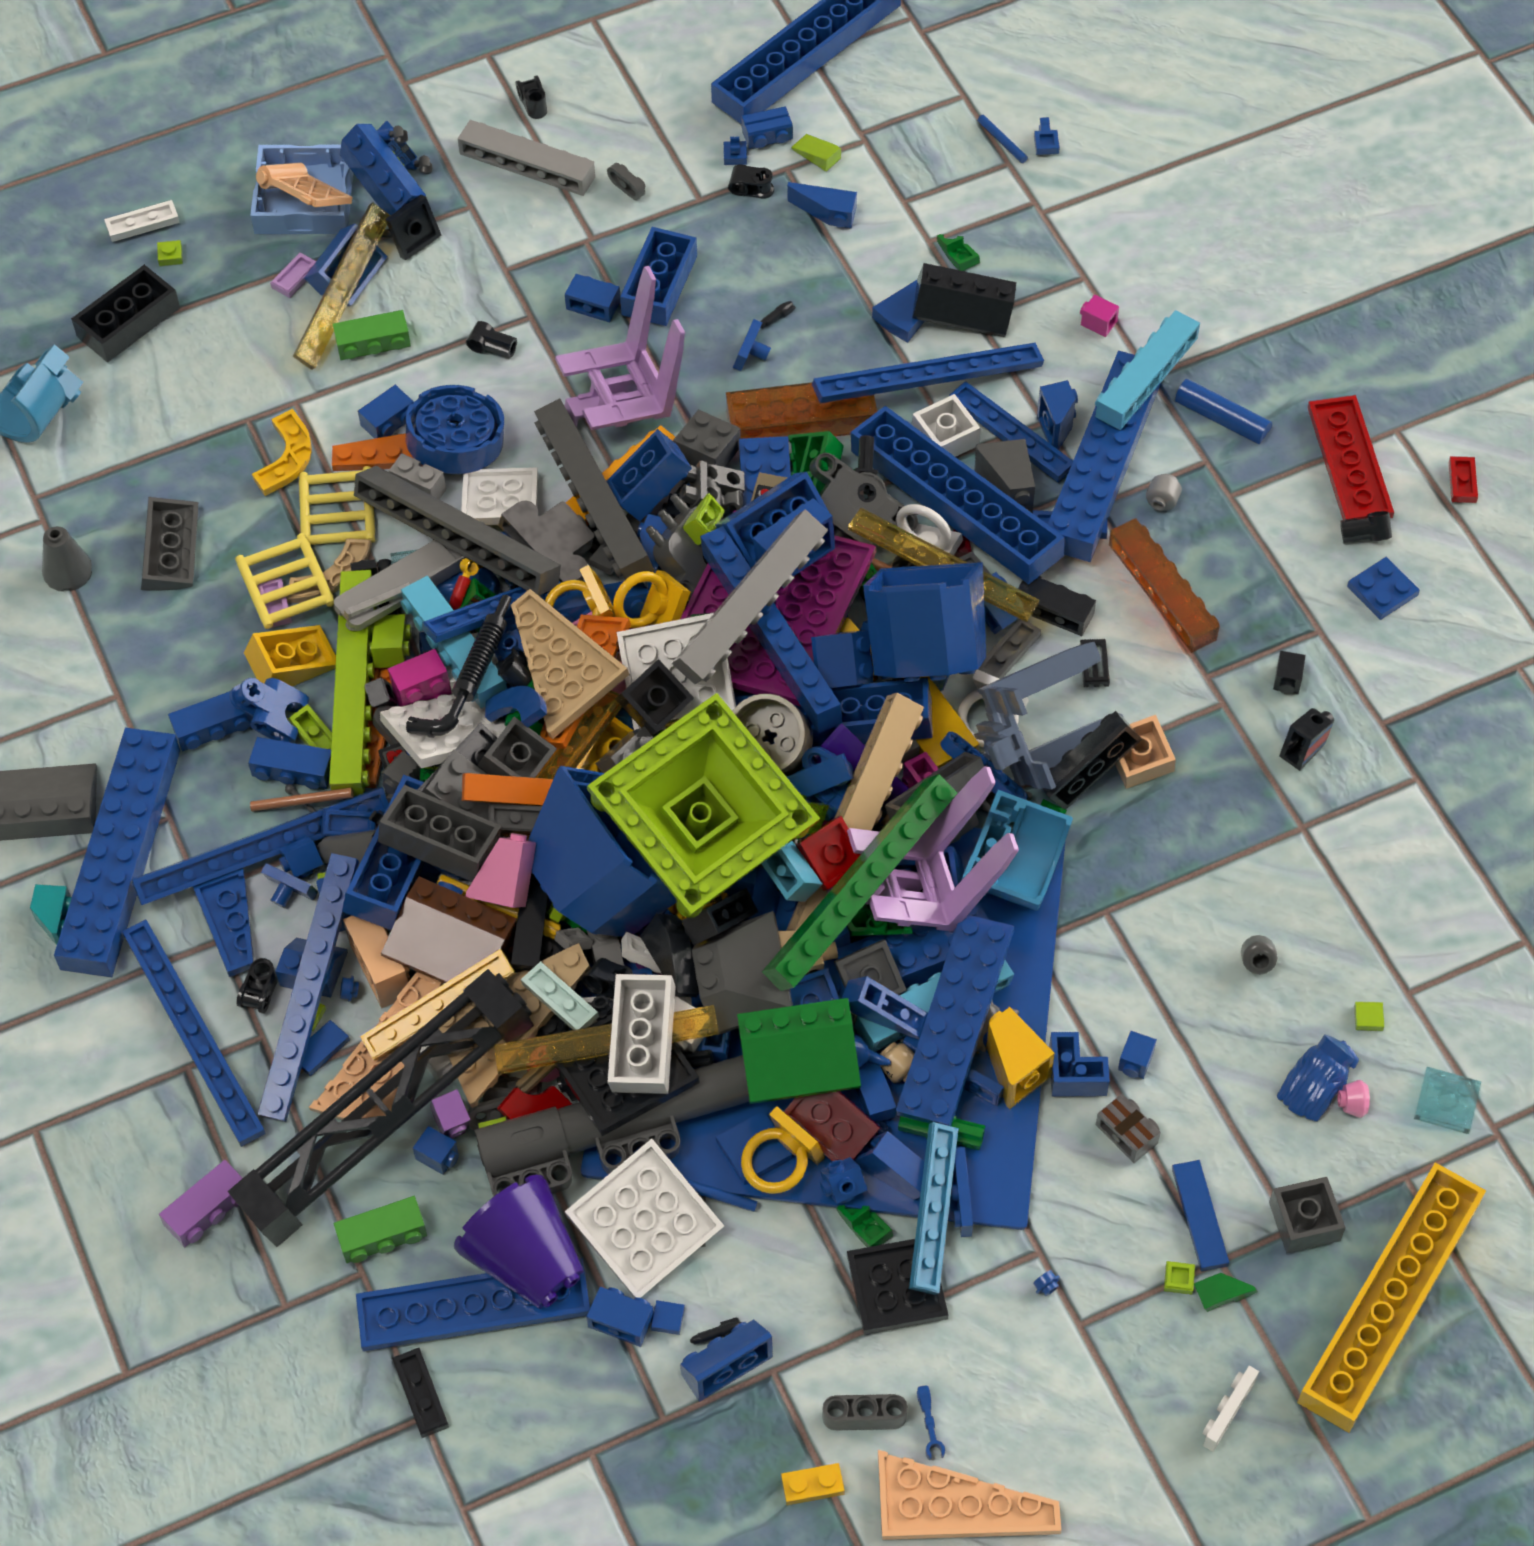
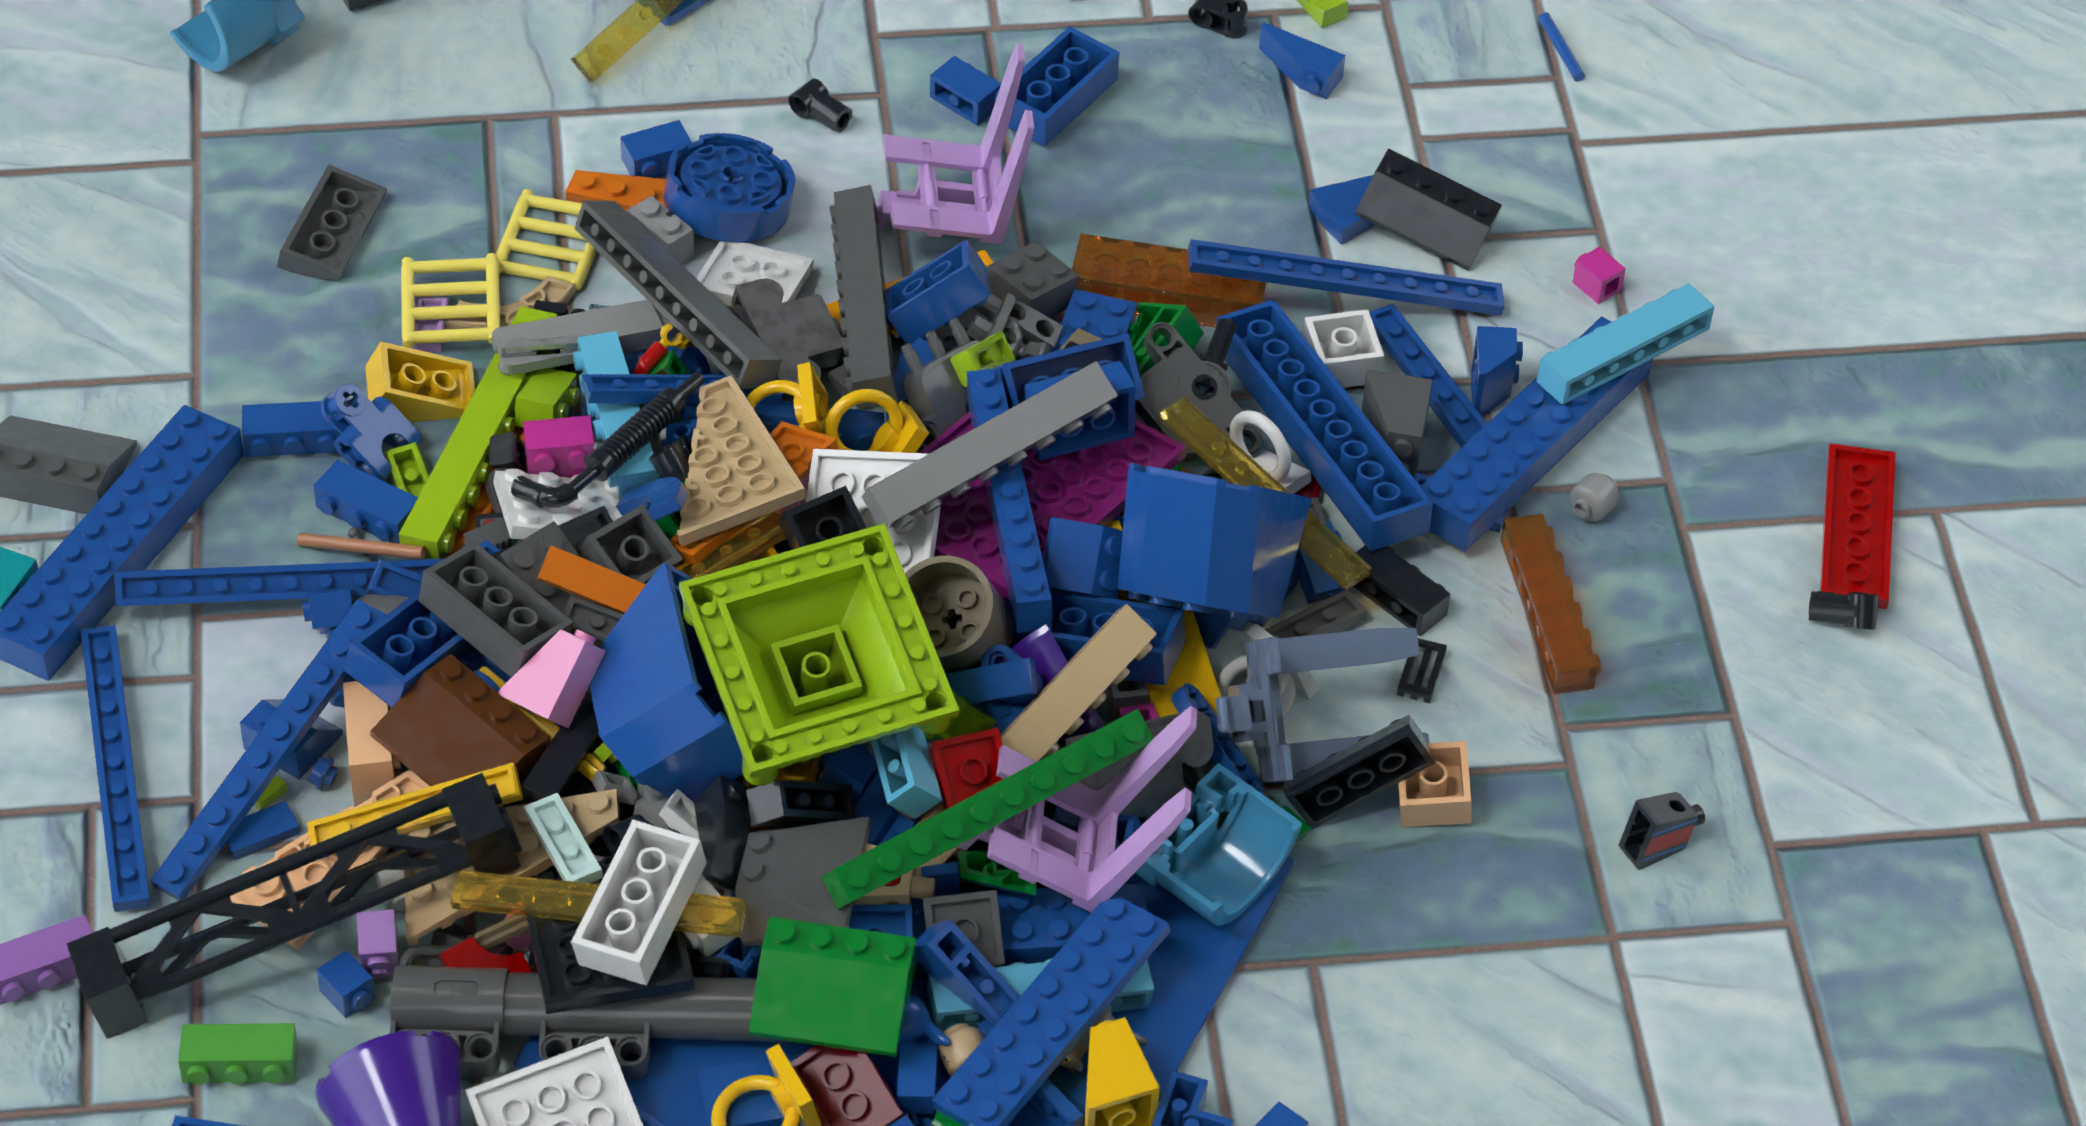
camera: 15 degrees right, 10 degrees down
(64, 561) = (197, 205): dark grey cone -> none
(227, 916) = (213, 654): blue wing -> none
(256, 990) = (214, 737): black piece -> none
(287, 885) = (300, 636): blue tile -> none
(293, 460) = (520, 174): yellow plate -> none
(371, 335) = (677, 61): bright green brick -> none
(751, 347) = (1138, 194): blue tile -> none
(782, 310) = (1197, 166): black piece -> none
(959, 254) = (1449, 158): green slope -> none
(1045, 139) = (1616, 61): blue plate -> none
(1223, 411) = (1713, 426): blue brick -> none
(1259, 954) = (1485, 1075): dark grey head -> none
(1289, 672) = (1670, 748): black brick -> none
(1383, 588) = (1839, 687): blue plate -> none
(1463, 479) = (1998, 588): red plate -> none

